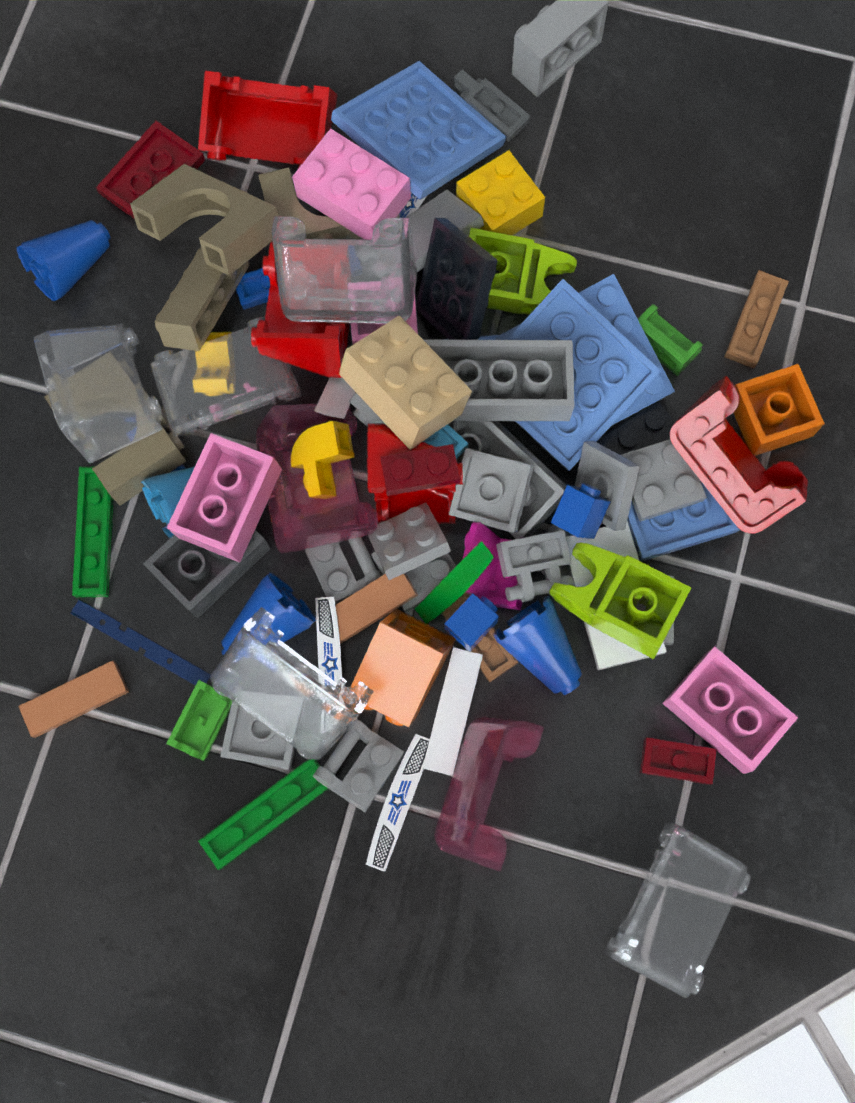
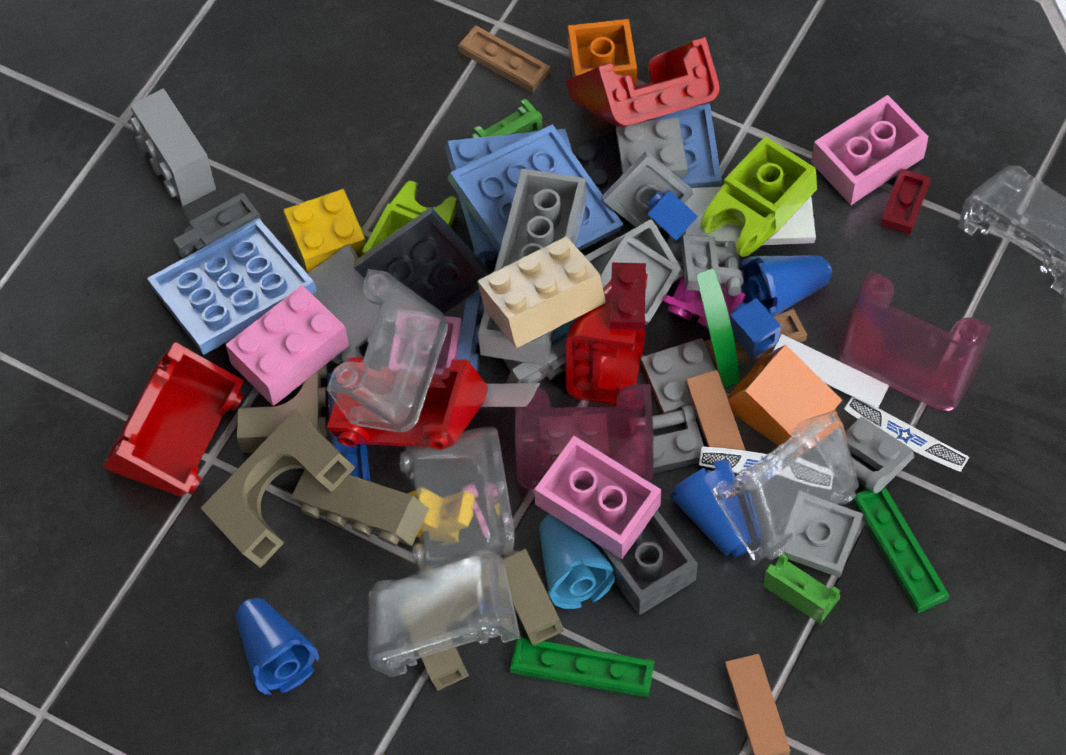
camera: 80 degrees left, 15 degrees down
(135, 640) = (706, 644): dark blue piece -> none
(146, 164) = (193, 551): dark red plate -> none
(316, 451) = (557, 418): yellow brick -> none
(408, 541) = (665, 365): light grey plate -> none

